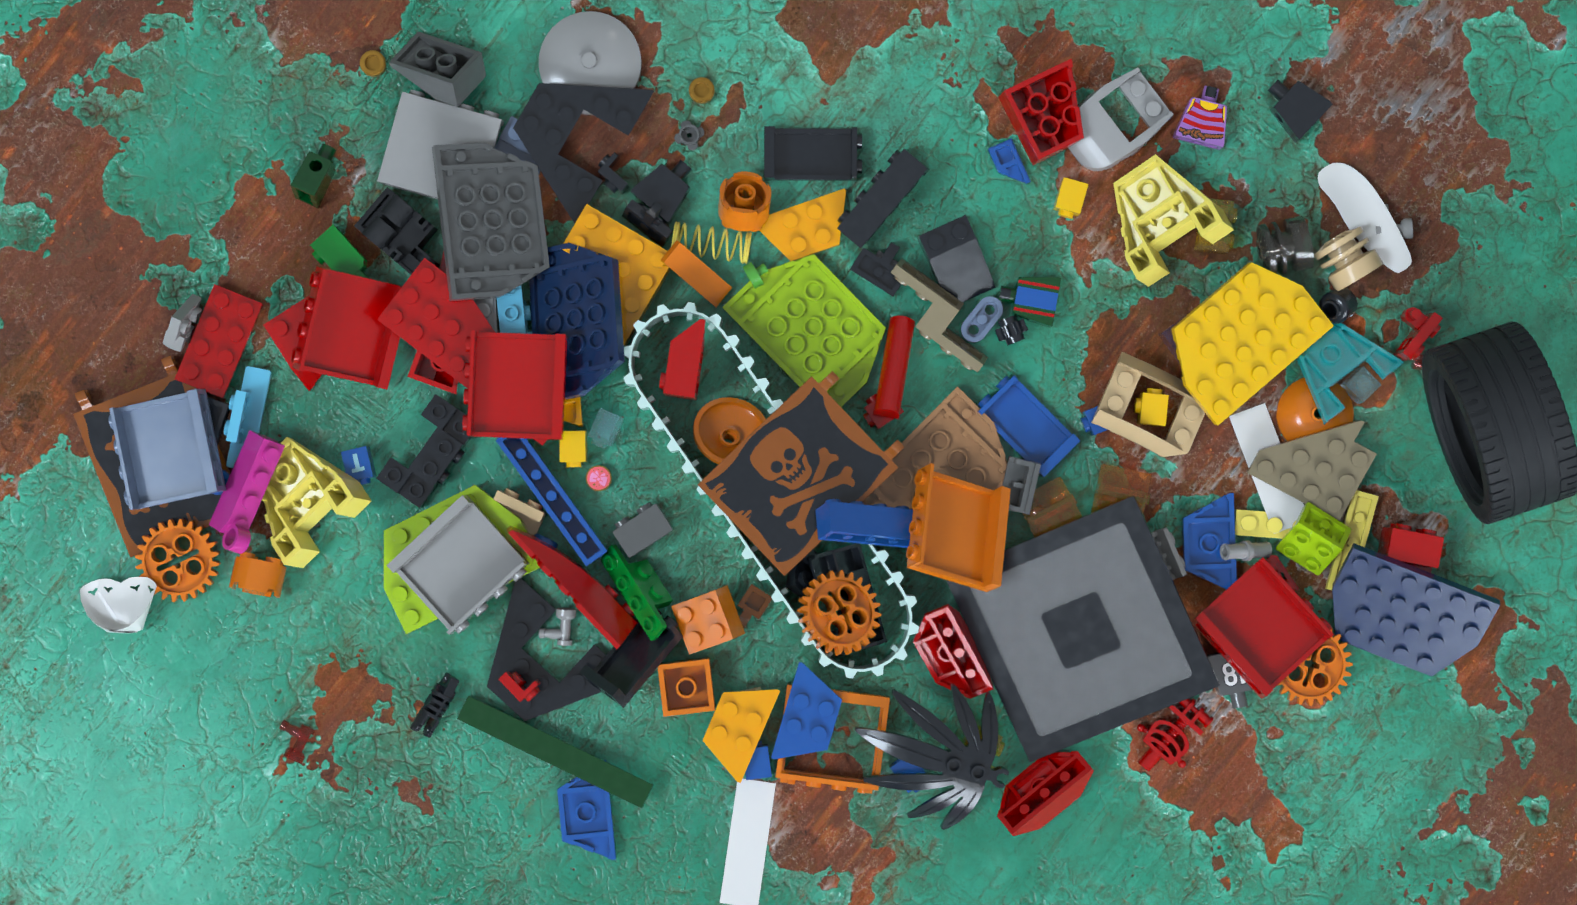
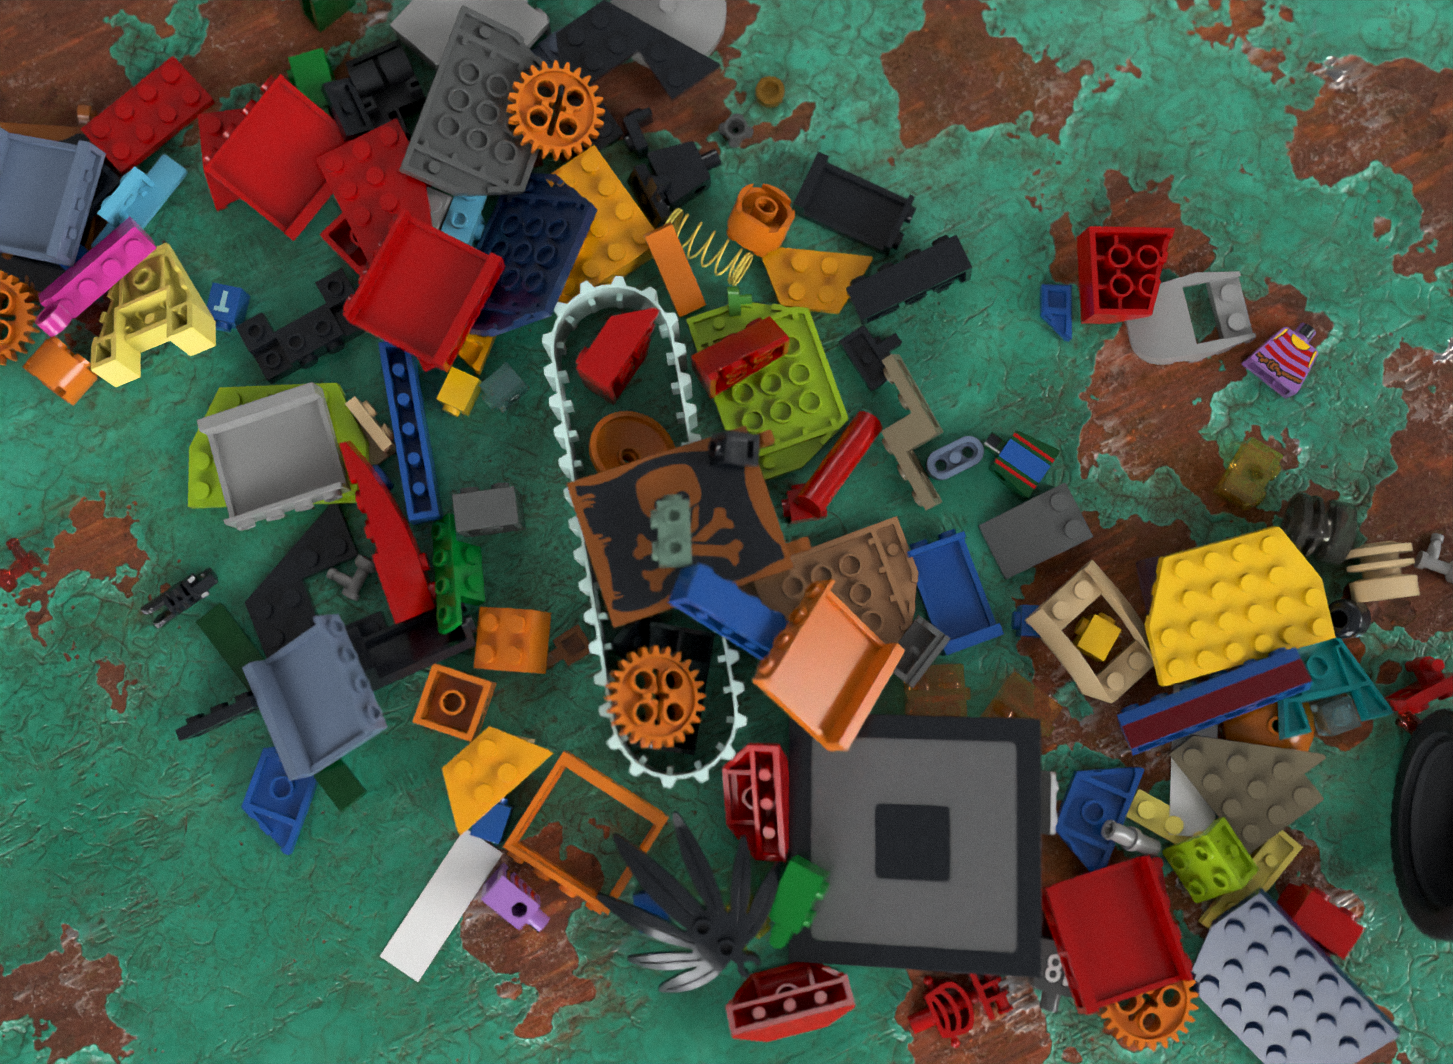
camera: 25 degrees right, 5 degrees down
(180, 326) = (114, 75): light grey plate -> none
(379, 266) = (347, 108): none -> black panel
(514, 778) = (220, 716): none -> black plate
(515, 683) = (271, 615): red bracket -> none
(521, 195) = (529, 102): none -> orange gear
(584, 732) = (315, 698): none -> sand blue panel
(598, 478) = (471, 438): tile -> none
(778, 319) = (739, 355): none -> red wedge
(793, 808) = (507, 889): none -> medium lavender torso
(797, 485) = (674, 532): none -> sand green brick
(807, 716) = (568, 796): blue wing -> none
(812, 399) = (734, 449): none -> black bracket
(957, 259) = (957, 382): black slope -> none
(1011, 330) = (981, 483): black gear -> none
(1013, 713) = (795, 898): none -> green hinge
(1069, 348) = (1035, 531): none -> dark grey slope
(1070, 198) = (1107, 373): yellow brick -> none
(1158, 210) = (1200, 427): light yellow wedge -> none
(1261, 418) = (1214, 700): none -> brick
(1297, 107) = (1391, 390): black torso -> none
(1363, 207) = (1416, 521): white sticker -> none

